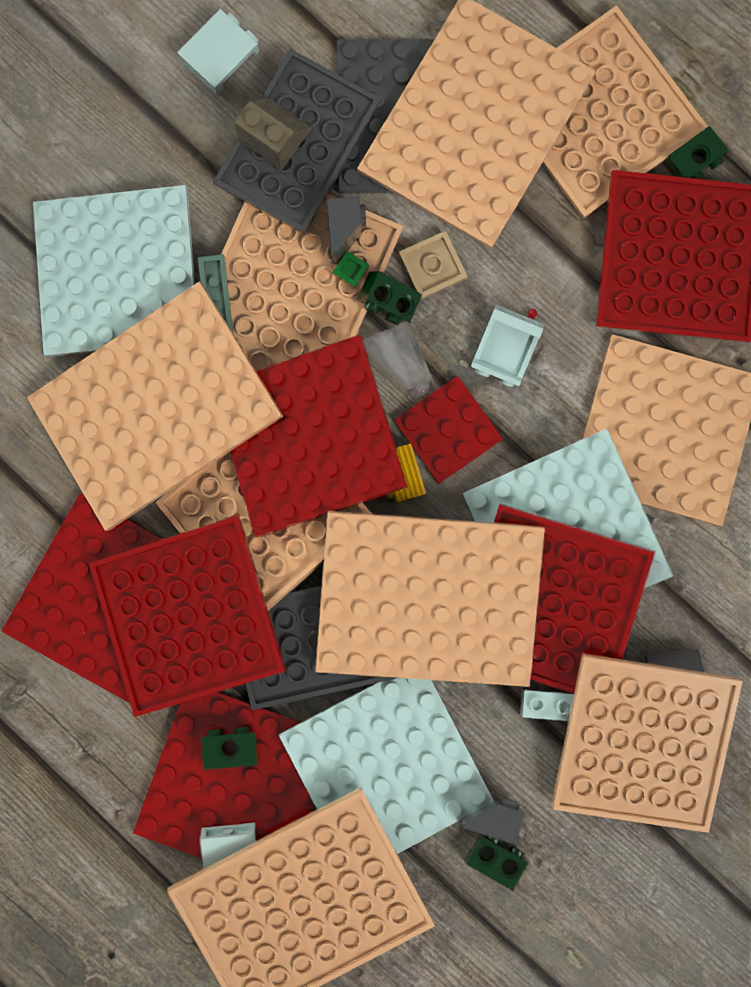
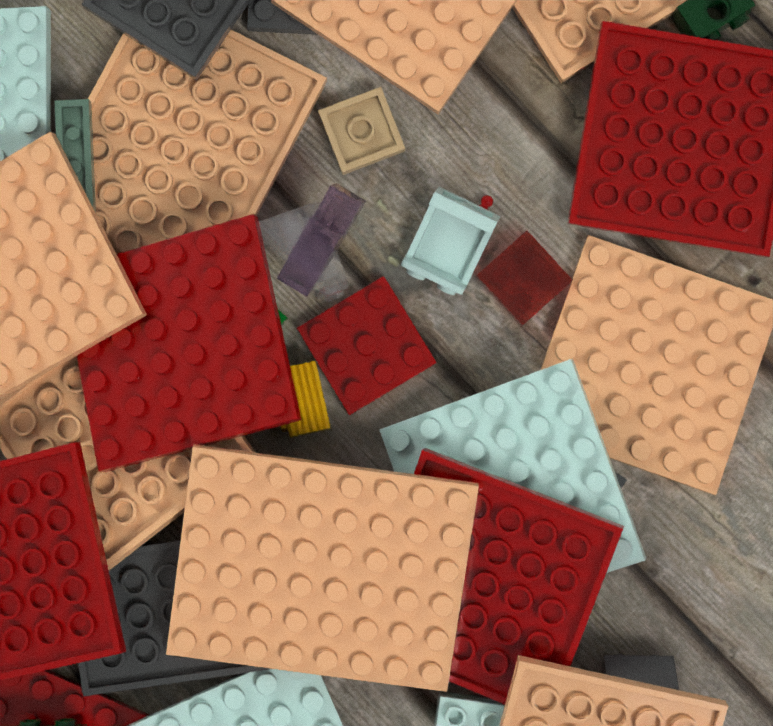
camera: 10 degrees right, 0 degrees up
(345, 224) = (246, 70): dark grey slope -> none
(350, 269) = (252, 129): green plate -> none
(391, 292) = (302, 162): dark green brick -> none
(412, 350) = (321, 239): none -> clear purple slope
(565, 370) = (524, 278): none -> clear red plate

